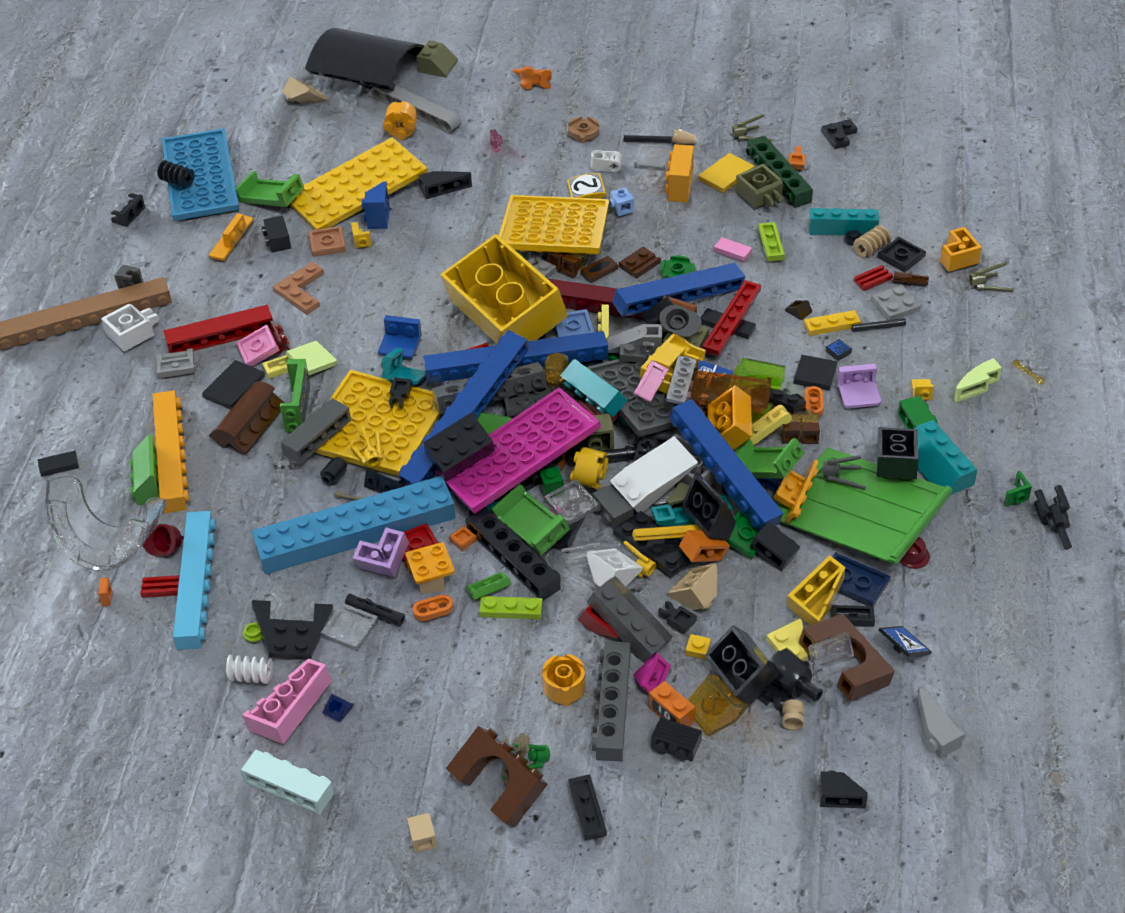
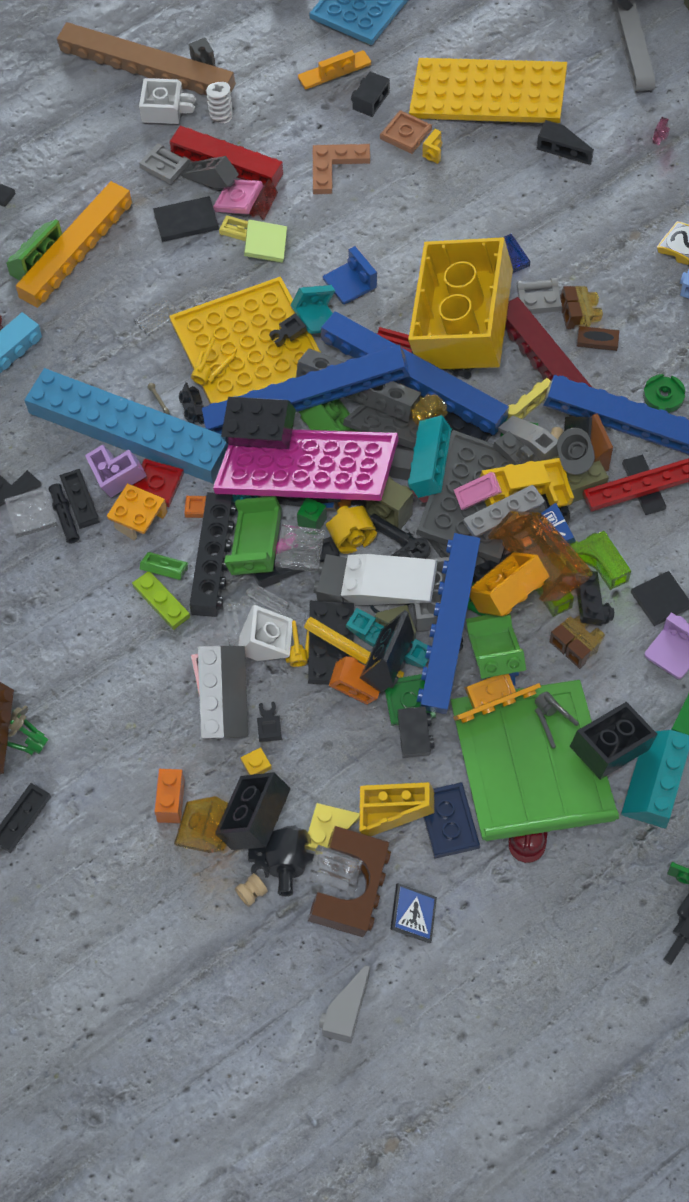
camera: 45 degrees right, 15 degrees up
(175, 299) = (219, 102): none -> white piece
(223, 342) = (212, 172): none -> dark grey slope
(248, 417) = (158, 261): reddish brown brick -> none
(269, 192) = (409, 43): bright green panel -> none
(295, 412) = (211, 271): bright green panel -> none
(315, 431) = (186, 315): dark grey brick -> none
(333, 470) = (167, 362): black brick -> none
(376, 207) = (475, 127): blue slope -> none
(377, 594) = (79, 498): none -> black tile
(400, 120) = (596, 47): light orange brick -> none
(432, 607) = (106, 548): orange plate -> none
(555, 224) = (604, 261): yellow plate -> none
(564, 679) = (119, 698): light orange brick -> none
(576, 323) = (507, 380): medium blue plate -> none
(613, 701) = (133, 760): dark grey brick -> none
(639, 262) = (642, 359): reddish brown plate -> none
(652, 672) = (192, 755): dark pink slope -> none
(676, 739) = (143, 825): black brick -> none
(696, 587) = (311, 711): tan slope -> none
(769, 423) = (542, 613): light yellow plate -> none
(814, 400) = (619, 627): orange plate -> none
(840, 791) = (206, 983): black slope -> none
(864, 619) = (420, 864): black tile -> none

